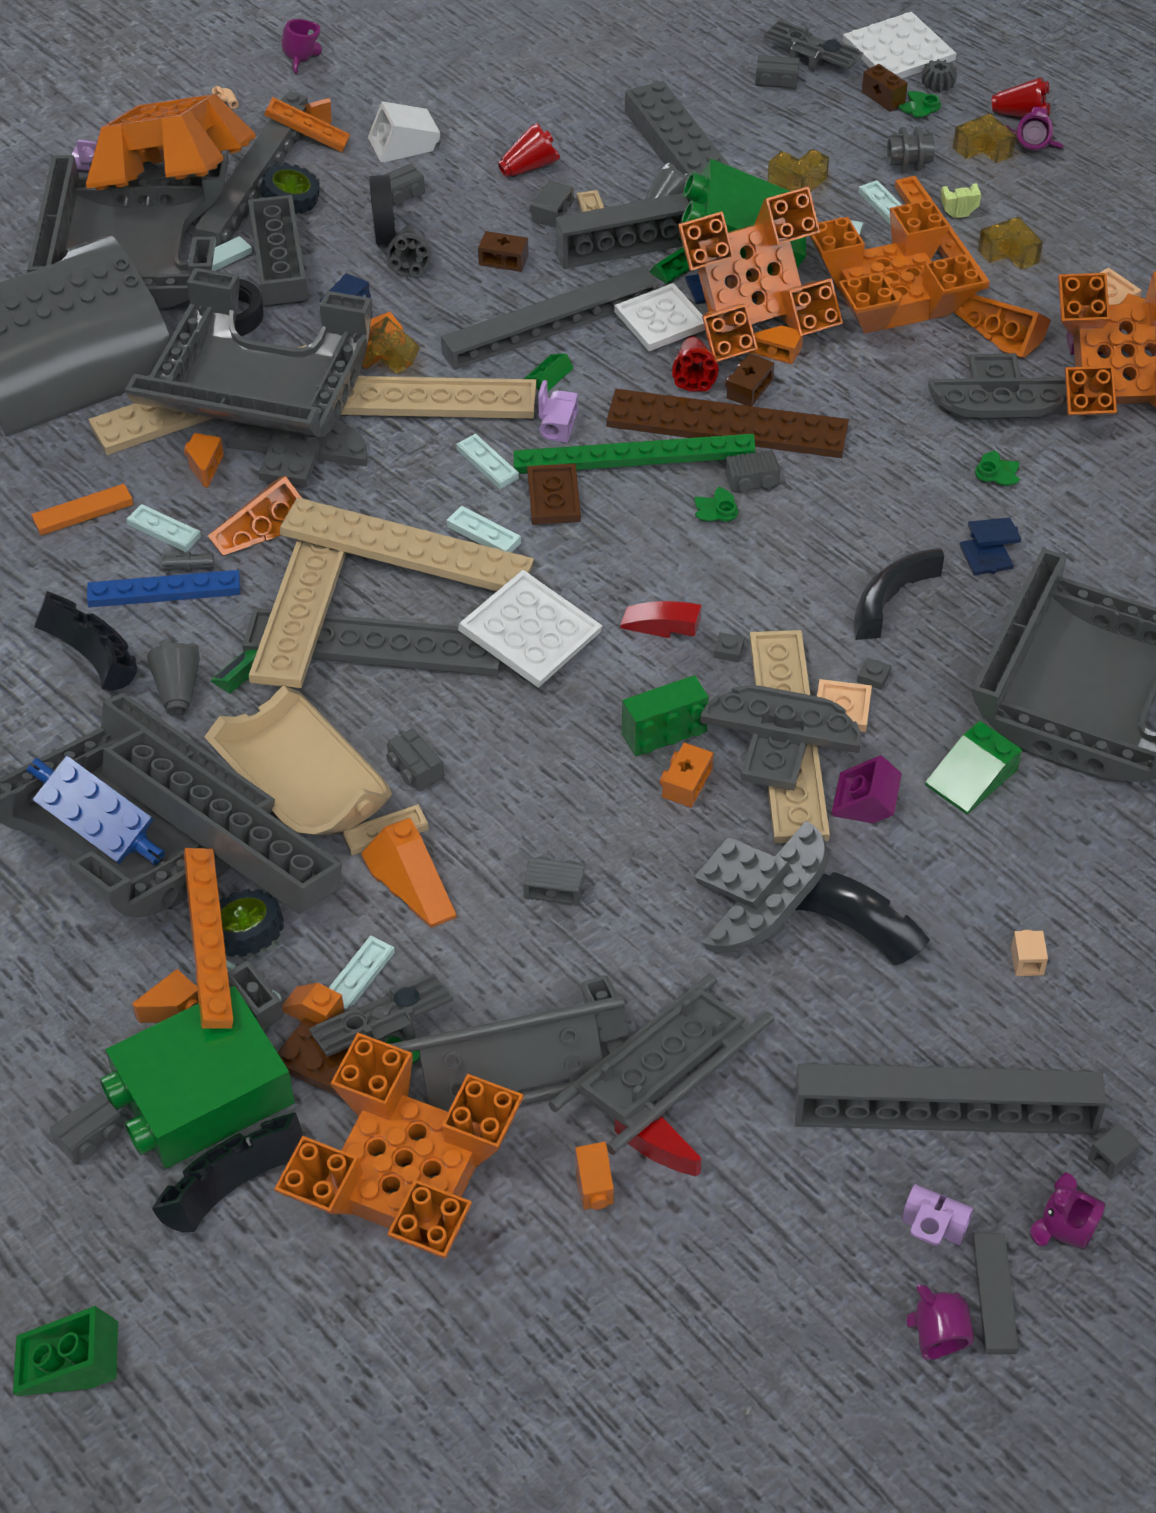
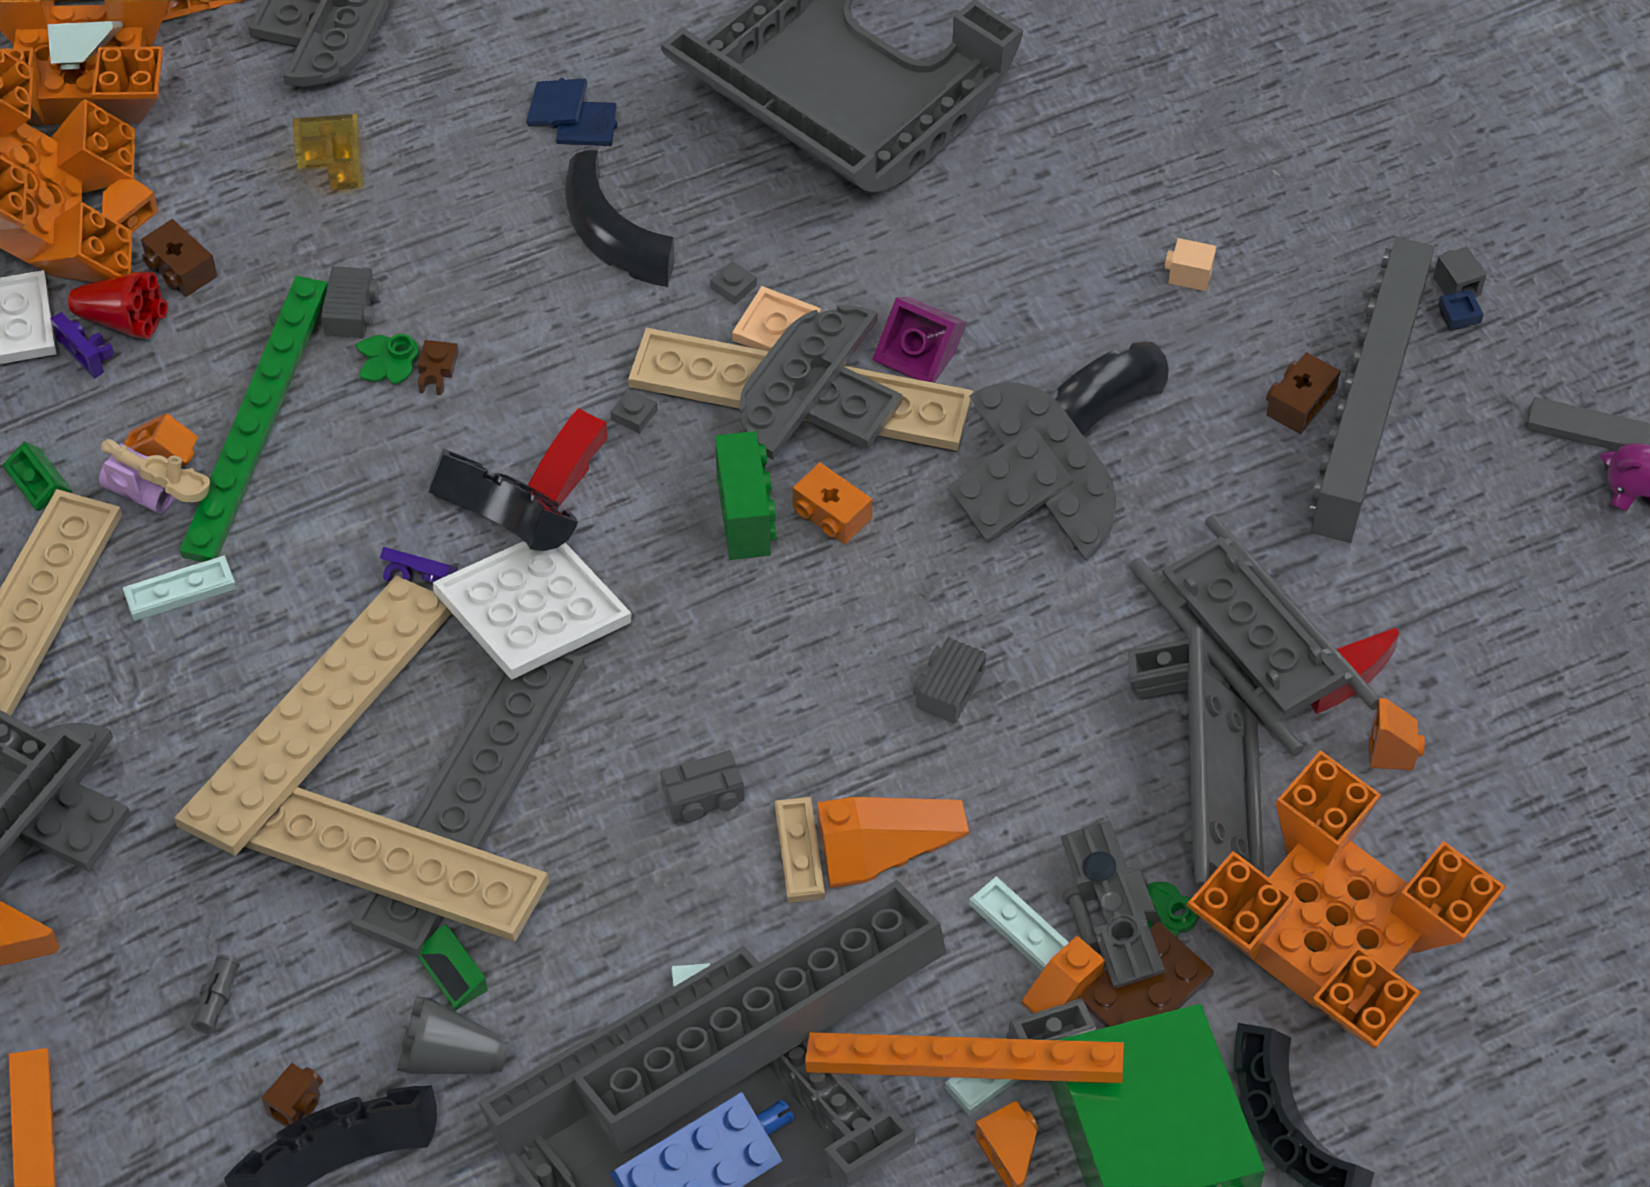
camera: 75 degrees left, 5 degrees up
(123, 615) = (292, 1095): none -> reddish brown brick
(163, 528) = (122, 1019): light aqua tile -> none
(163, 588) = (249, 1040): blue plate -> none
(247, 929) = (917, 997): black wheel -> none
(257, 519) = (170, 878): orange wedge -> none
(302, 764) = (684, 909): tan panel -> none
(483, 530) = (318, 620): light aqua plate -> none
(544, 564) = (402, 561): none -> dark purple plate
(553, 427) = (180, 483): none -> tan piece
(553, 494) = (285, 524): reddish brown plate -> none
(590, 417) = (163, 437): none -> orange slope
(619, 592) = (503, 500): none -> black brick
(656, 357) = (87, 353): none -> dark purple plate
(706, 418) = (237, 306): reddish brown plate -> none
(724, 532) = (436, 362): none -> reddish brown plate
(879, 425) = (332, 143): none -> clear yellow brick
(892, 264) = (79, 41): none -> light aqua slope
(926, 1049) = (1302, 392): none -> reddish brown brick
(937, 1215) = (1505, 441): lavender piece -> none
(975, 767) = (918, 231): slope -> none
(997, 470) = (454, 68): green plate -> none
(1068, 1215) = (1529, 331): magenta piece -> none
(1077, 1160) = (1460, 309): none -> dark blue plate

